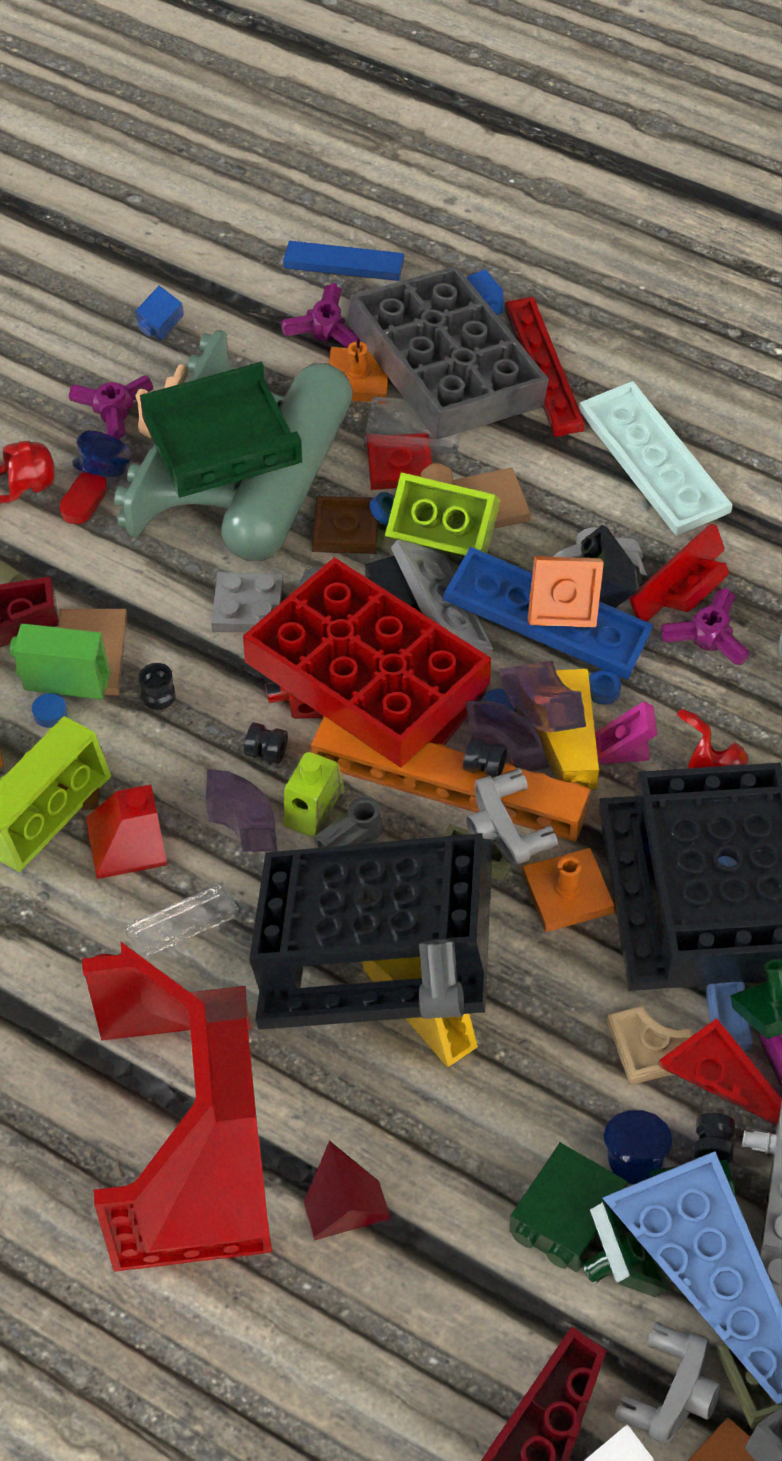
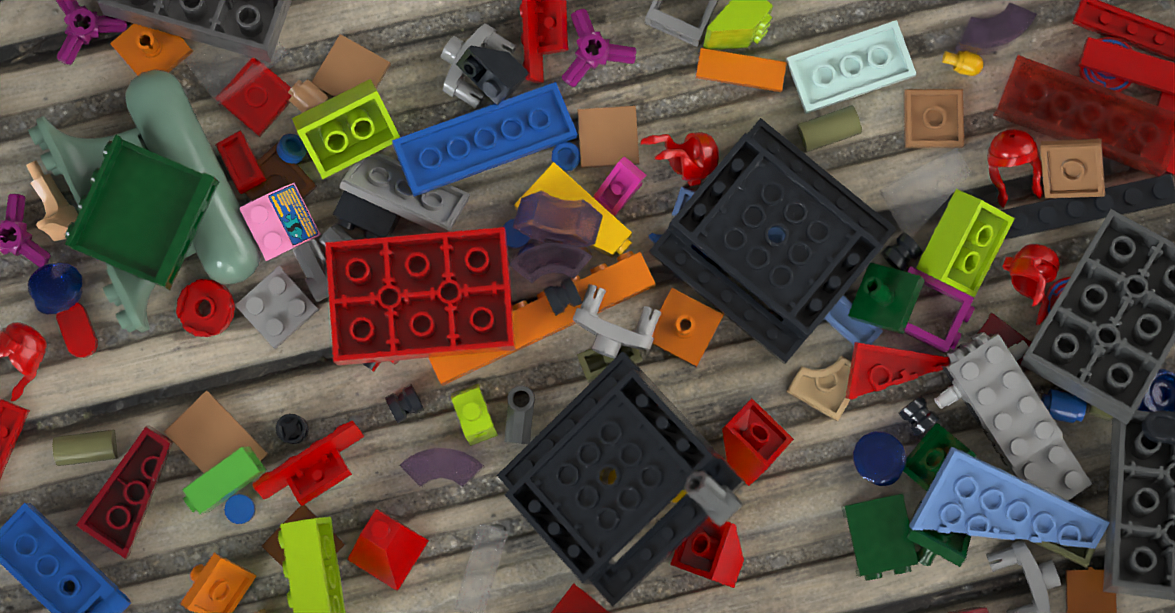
camera: 45 degrees left, 30 degrees up
(141, 724) = (312, 469): none -> red bracket
(196, 569) = (221, 308): none -> red tile
(315, 535) = (279, 221): none -> slope
(336, 486) = (240, 162): none -> red tile
(395, 1077) = (711, 553): none -> red slope
(530, 1024) = (753, 441): none -> red slope
(565, 591) = (494, 124): orange tile -> none
(662, 691) = (608, 136): none -> medium nougat tile

